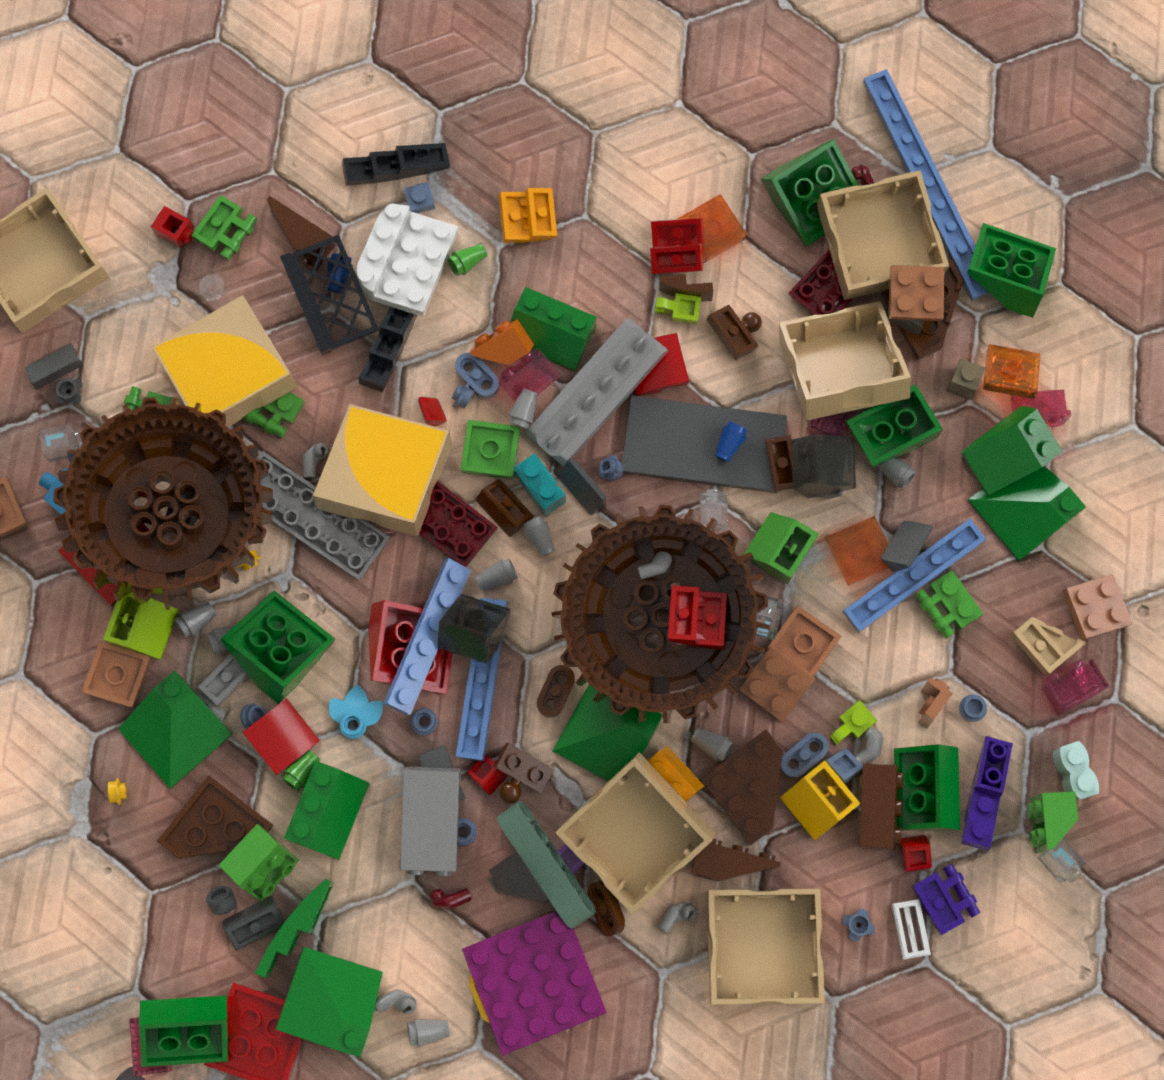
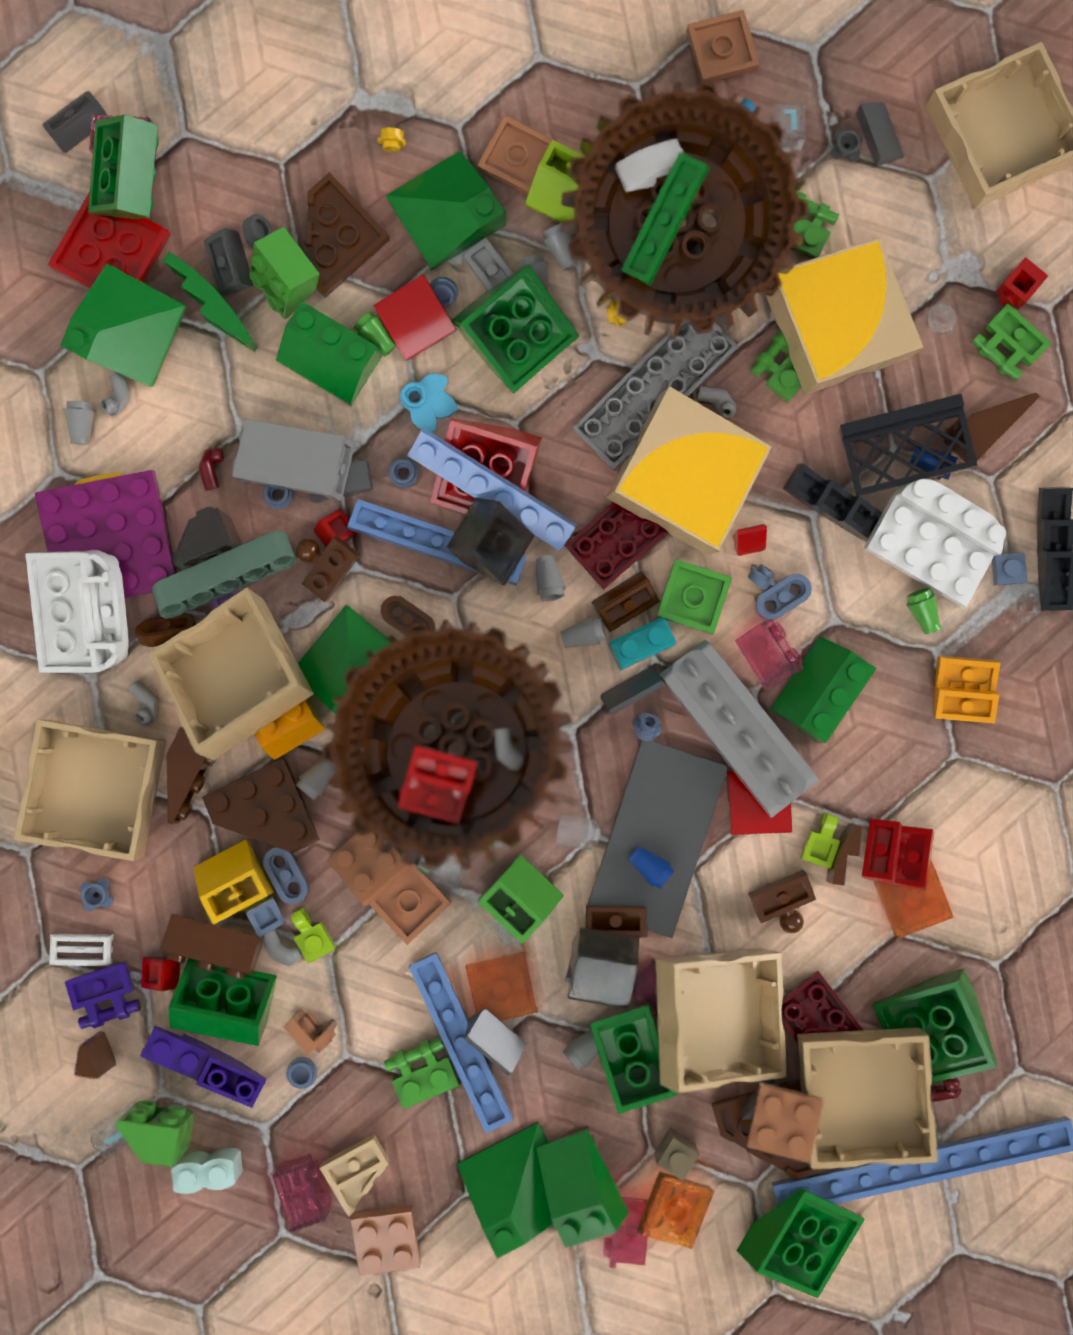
camera: 100 degrees right, 10 degrees up
(124, 537) = (646, 165): none -> white slope
(173, 515) = (665, 218): none -> green plate
(504, 345) = (811, 632): orange slope -> none
(523, 409) = (732, 641): light grey cone -> none
(605, 991) = (77, 611): none -> white plate
(1003, 889) = (94, 1057): none -> reddish brown slope

